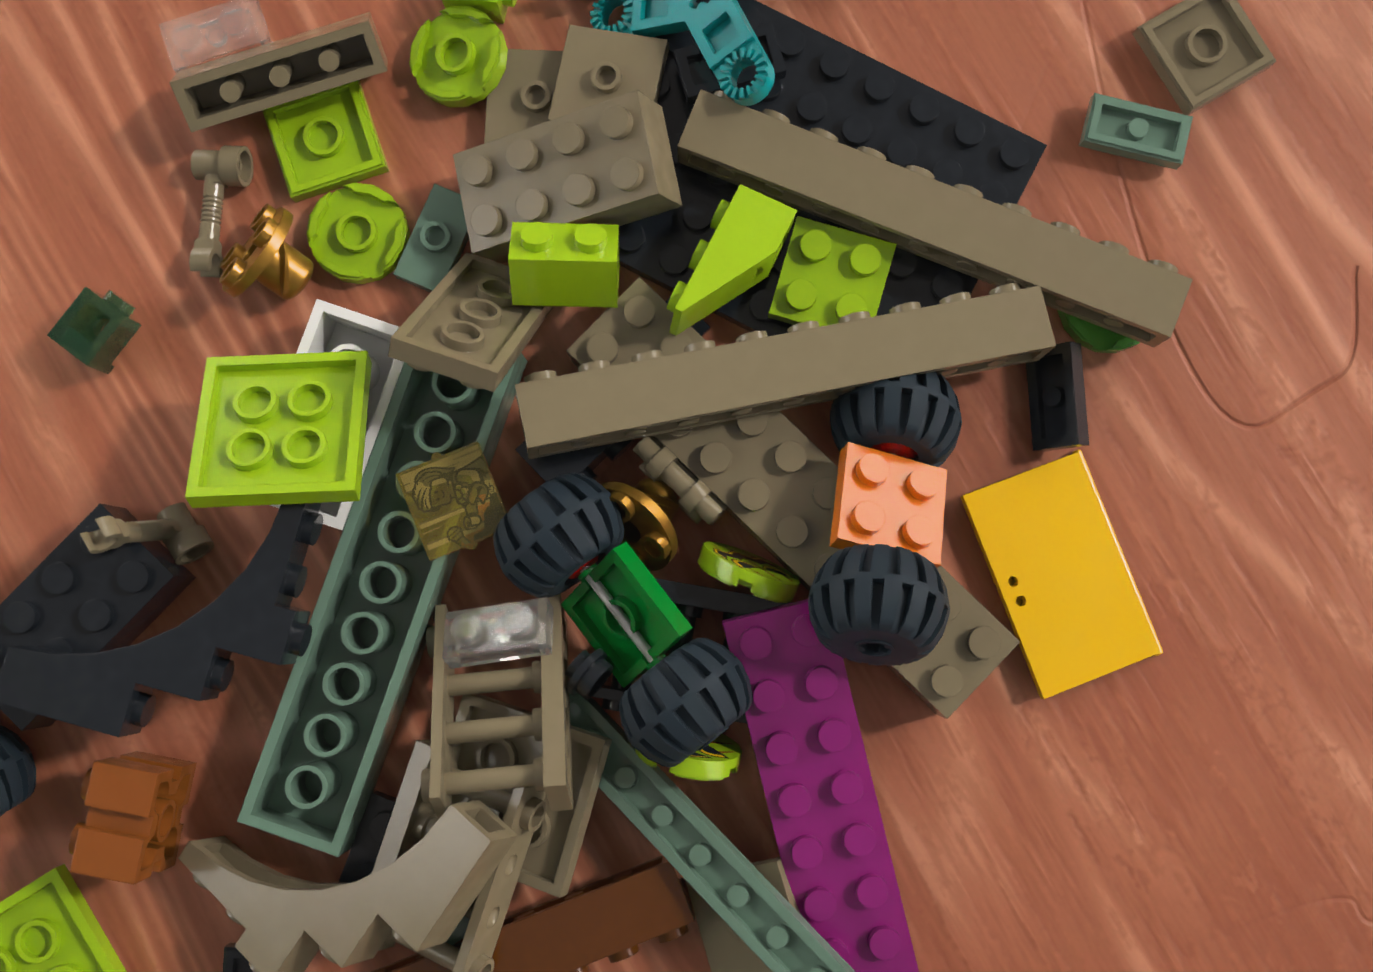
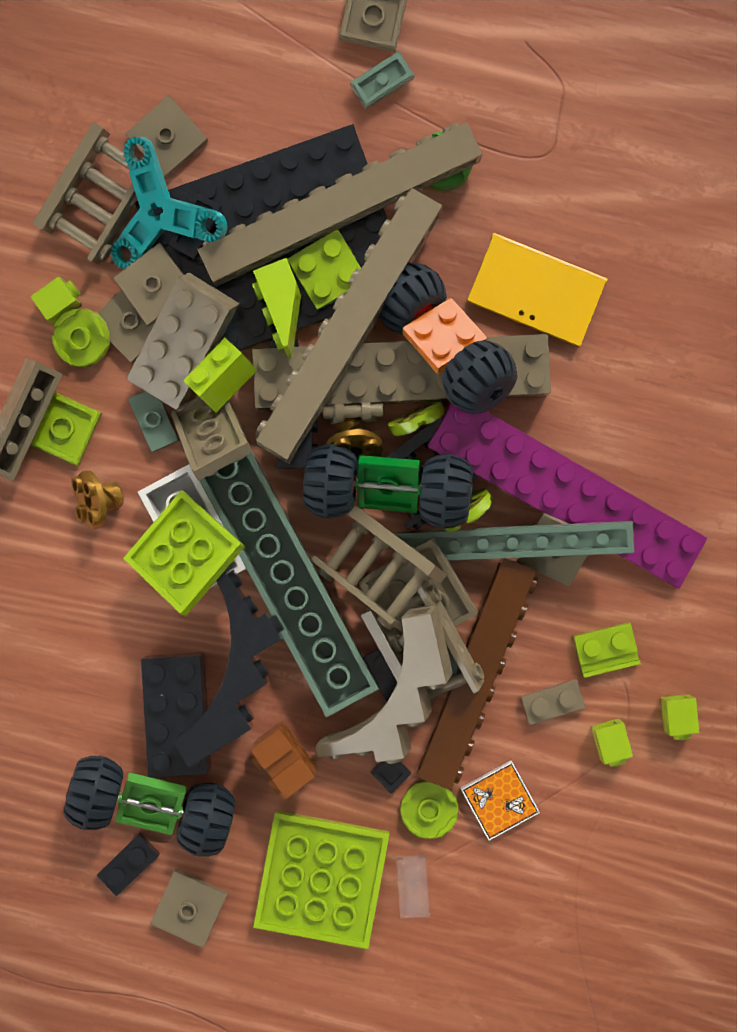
camera: 50 degrees left, 5 degrees up
(82, 324) = (52, 604): clear green brick -> none
(173, 526) = (175, 640): dark tan brick -> none
(219, 170) = (36, 485): dark tan brick -> none
(358, 233) = (118, 451): lime tile -> none
(452, 500) = (276, 511): clear yellow piece -> none
(498, 633) = (347, 542): clear plate -> none
(588, 673) = (398, 521): black plate -> none
(1058, 399) = (464, 222): black plate -> none

